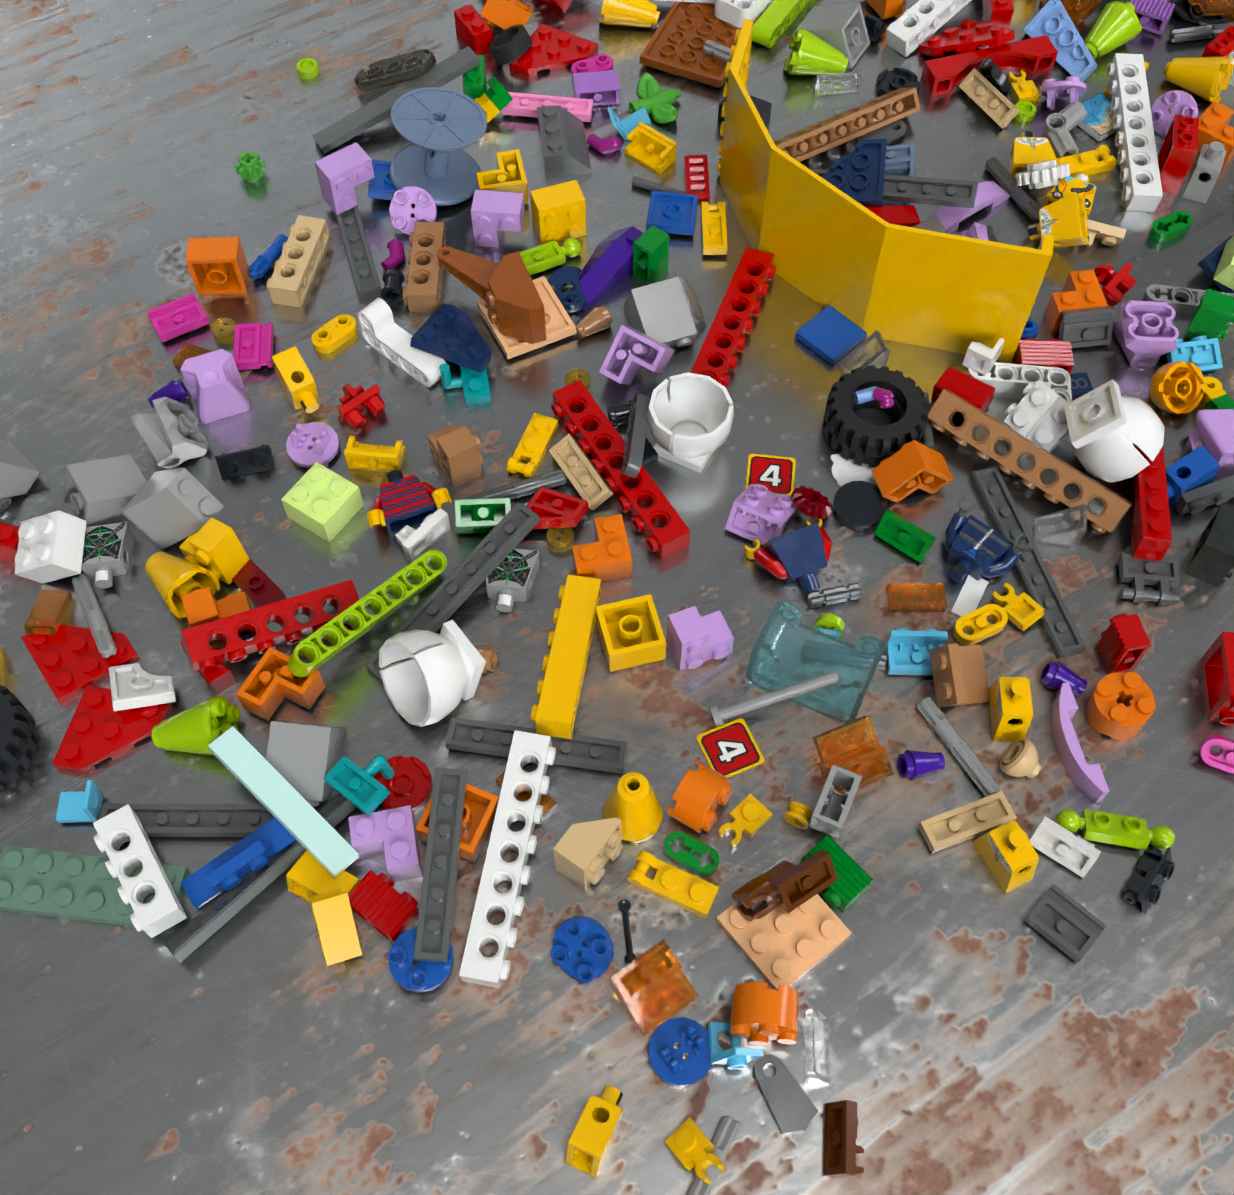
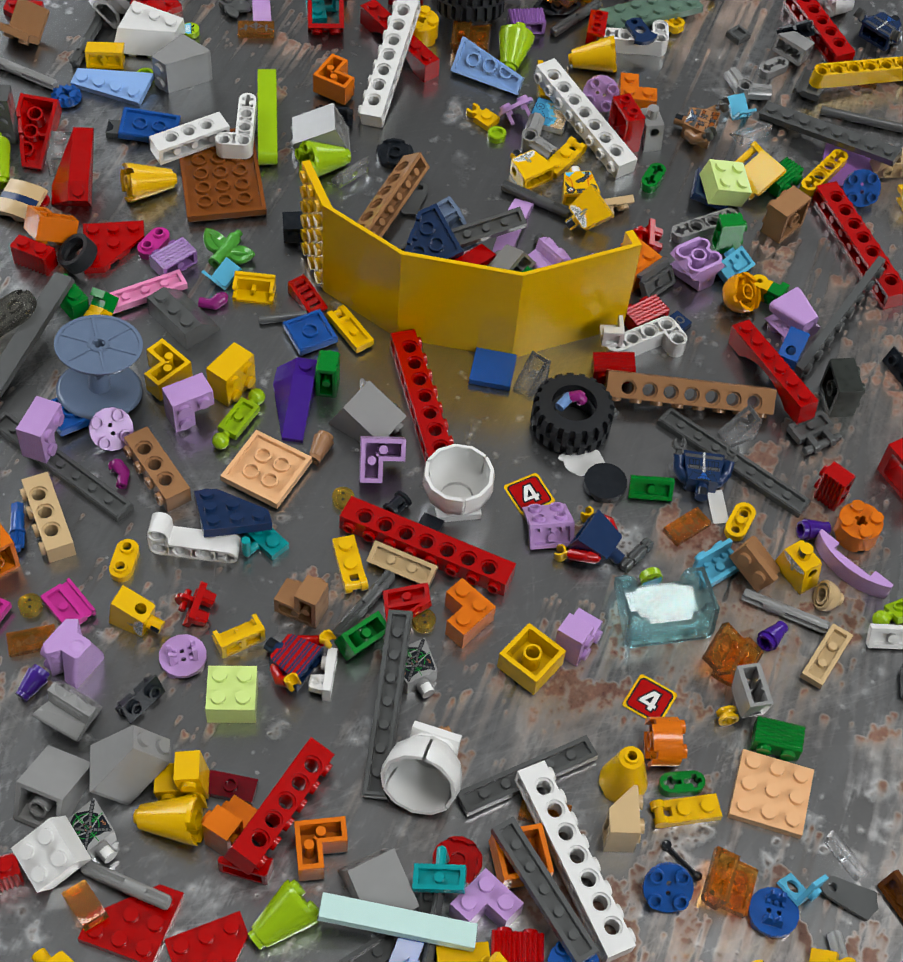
camera: 40 degrees left, 5 degrees down
(136, 688) = (209, 917): white tile -> none
(360, 619) = (344, 755): lime beam -> none
(392, 288) = (142, 498): black bush -> none
(506, 289) = (252, 453): dark orange slope -> none
(568, 657) = (503, 700): yellow brick -> none
(571, 300) = (272, 421): dark blue piece -> none
(635, 435) = (429, 515): dark grey beam -> none
(717, 50) = (253, 185): light grey axle -> none
(721, 714) = (628, 680): light grey bar -> none
(747, 819) = (697, 738): yellow plate -> none
(764, 1013) = (807, 852): orange brick -> none
(785, 886) = (761, 764): reddish brown plate -> none
(811, 502) = (574, 498): dark red gear -> none
(911, 469) = (623, 441): orange brick -> none
(966, 38) = (420, 94): red plate -> none
(989, 98) = (468, 135): tan plate -> none
(994, 76) = (463, 118): black tile -> none
(1008, 855) = (865, 660): yellow torso -> none
(1020, 609) = (757, 496): yellow plate -> none
(1030, 55) = (470, 90): red arch -> none
(1039, 416) = (676, 356): white plate -> none
(1042, 174) = (552, 179): white gear -> none
(1104, 428) = (731, 346): white plate -> none

